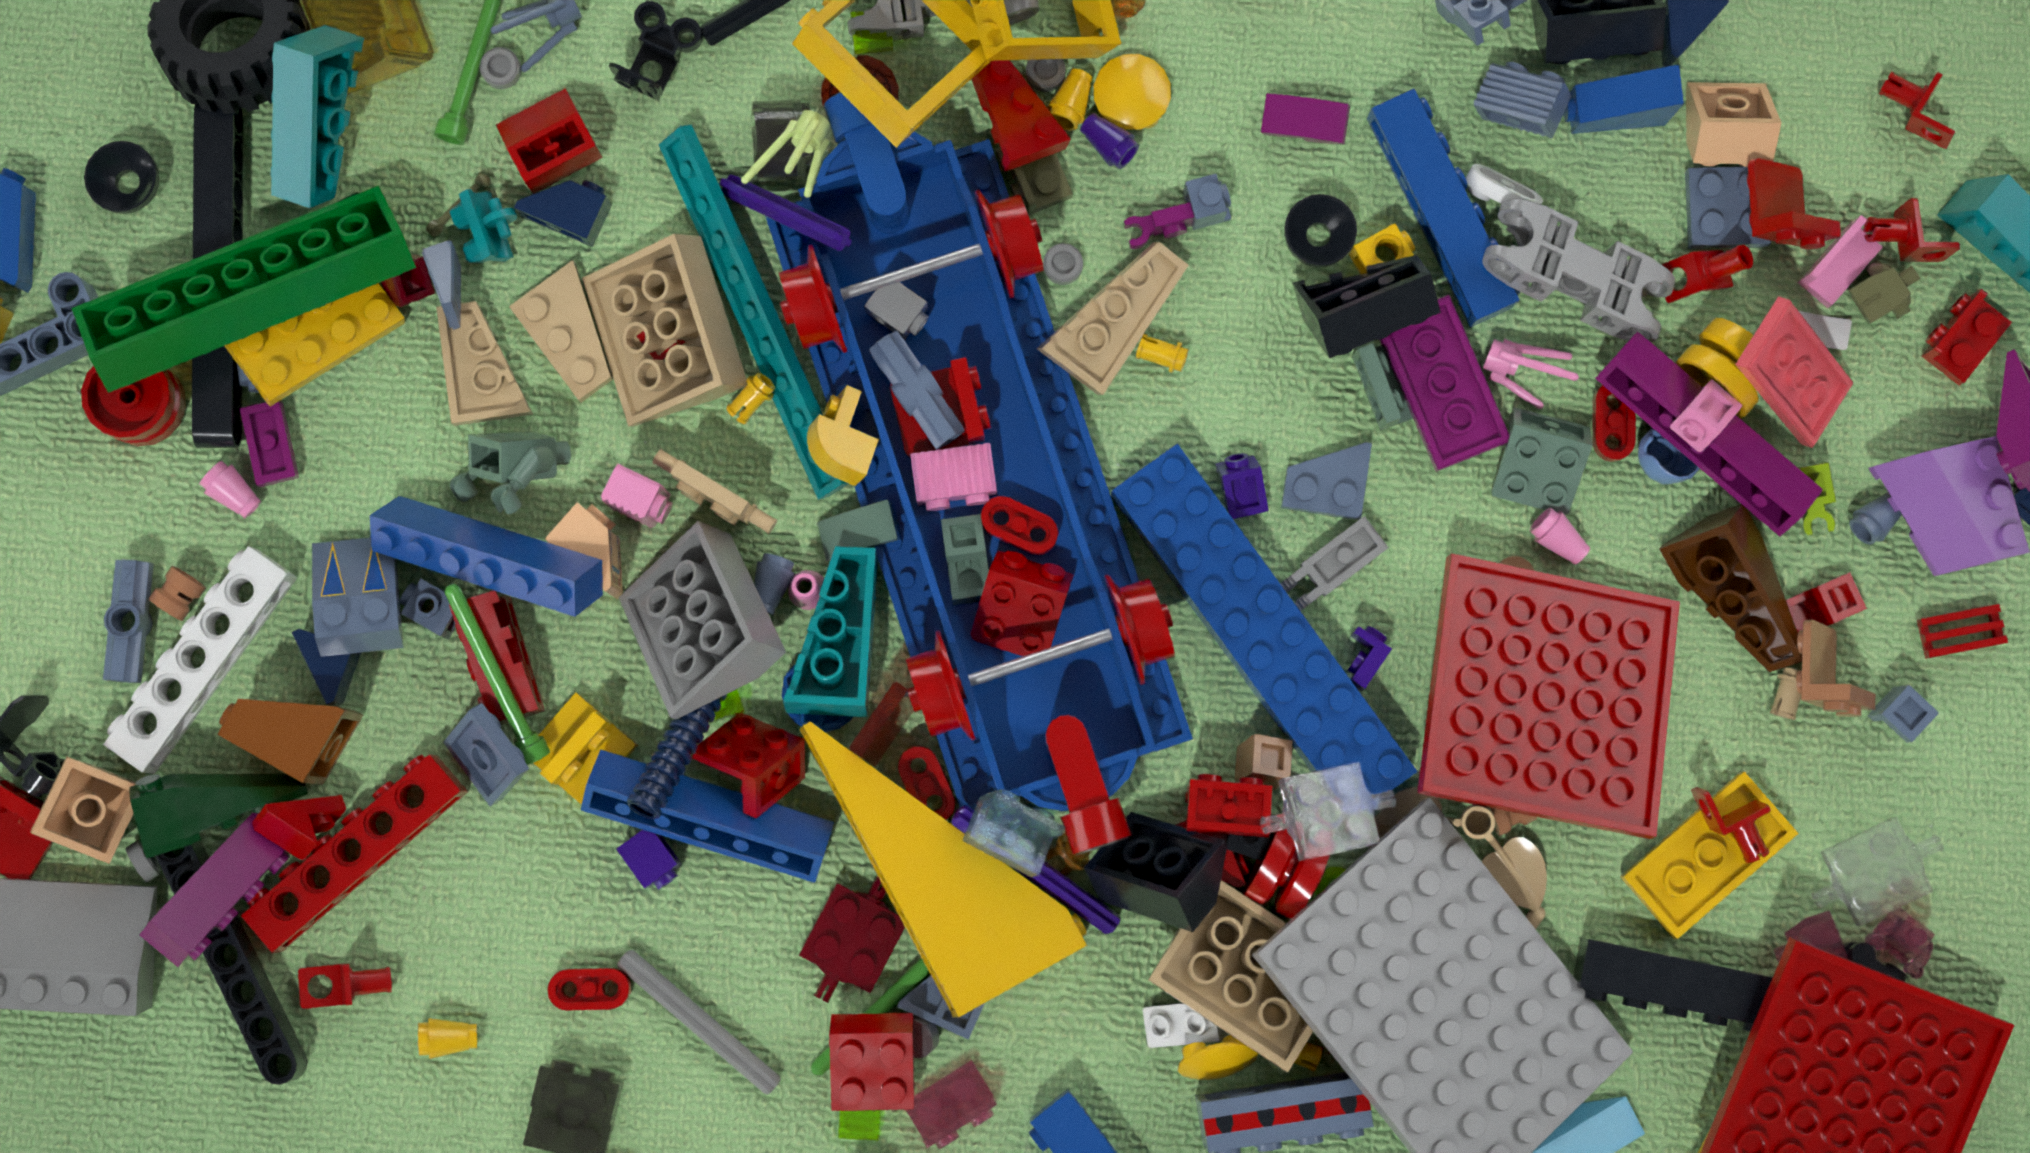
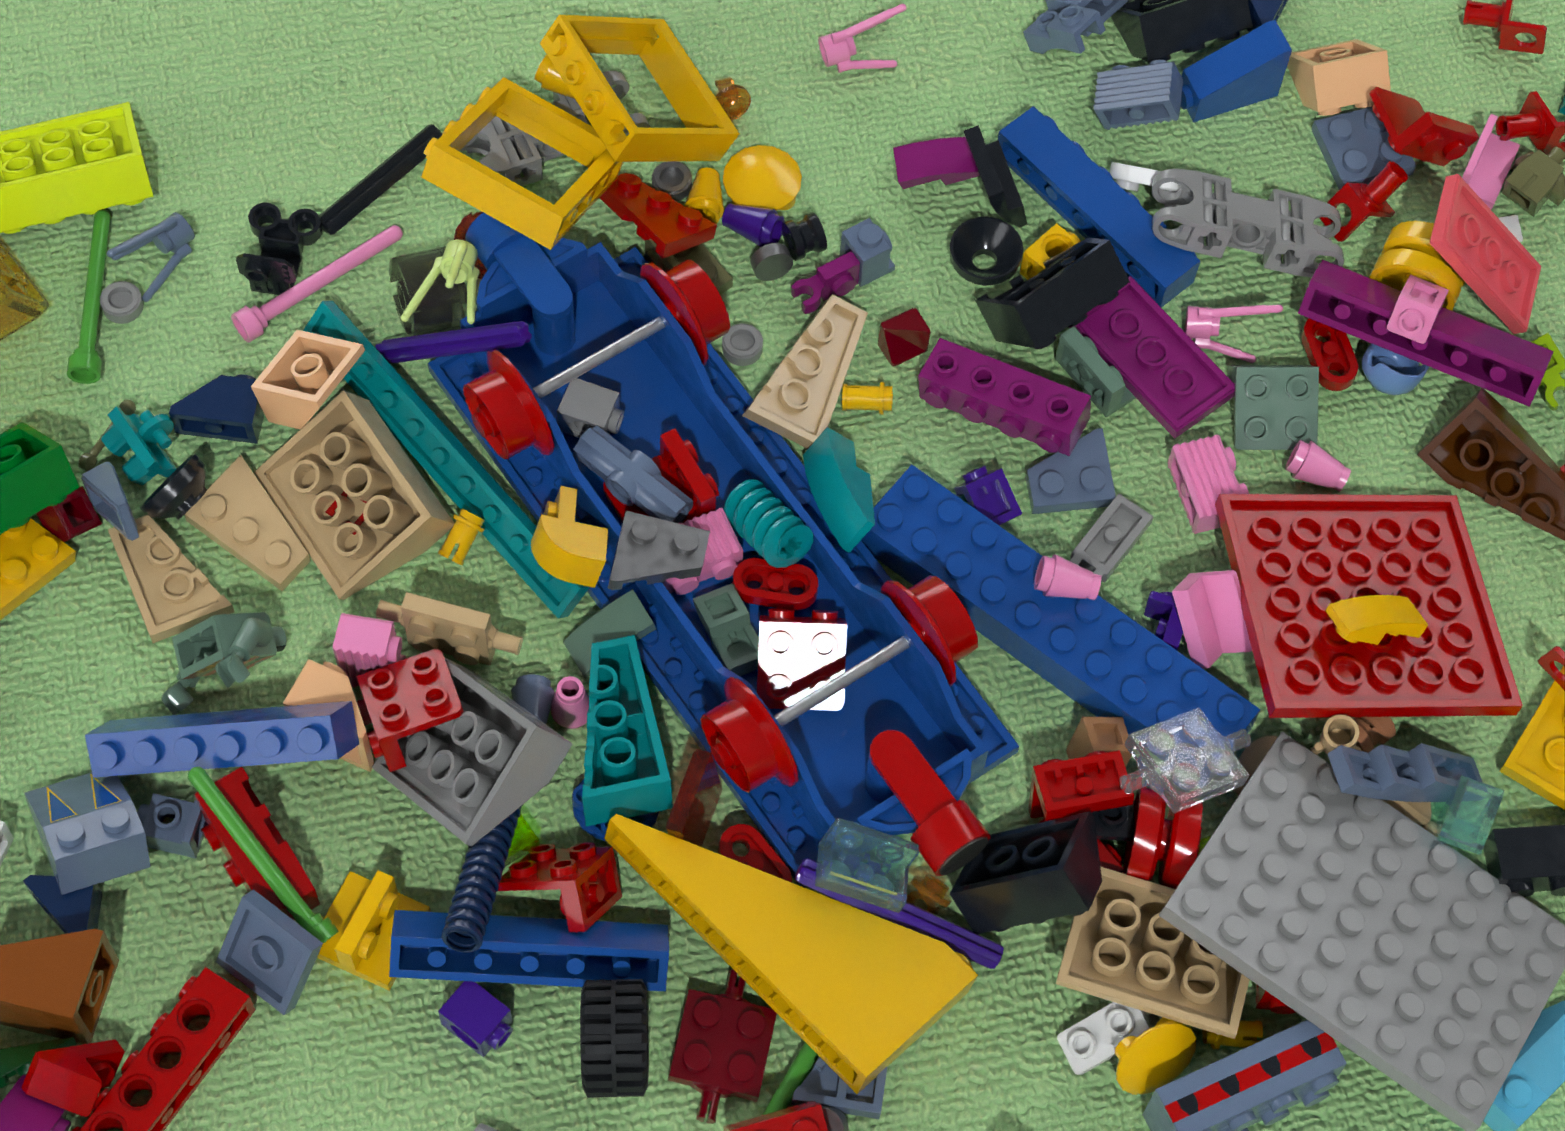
camera: 20 degrees left, 20 degrees down
(506, 284) = (178, 491): none -> black piece
(548, 141) = (191, 350): red slope -> none
(616, 121) = (252, 321): none -> bright pink piece
(645, 204) = (303, 377): none -> light nougat slope
(657, 560) = (405, 701): none -> red bracket
(757, 917) = (614, 1038): none -> black tyre
(914, 477) = (656, 551): none -> flat silver wing
(1025, 470) = (767, 524): none -> teal piece
(1105, 448) = (840, 488): none -> teal slope
(1113, 186) = (771, 261): none -> flat silver tile
(1152, 168) = (804, 236): none -> black wheel
(1214, 300) = (904, 337): none -> dark red slope
(1278, 605) = (1065, 579): none -> bright pink cone
(1287, 391) = (1004, 397): none -> magenta brick
(1352, 157) = (996, 177): none -> black slope
(1402, 667) = (1211, 615): none -> bright pink panel
(1451, 524) = (1200, 474): none -> bright pink brick
(1529, 867) = (1401, 775): none -> sand blue slope
(1549, 722) = (1373, 616): none -> yellow slope
(1567, 925) = (1469, 814): none -> clear light blue slope

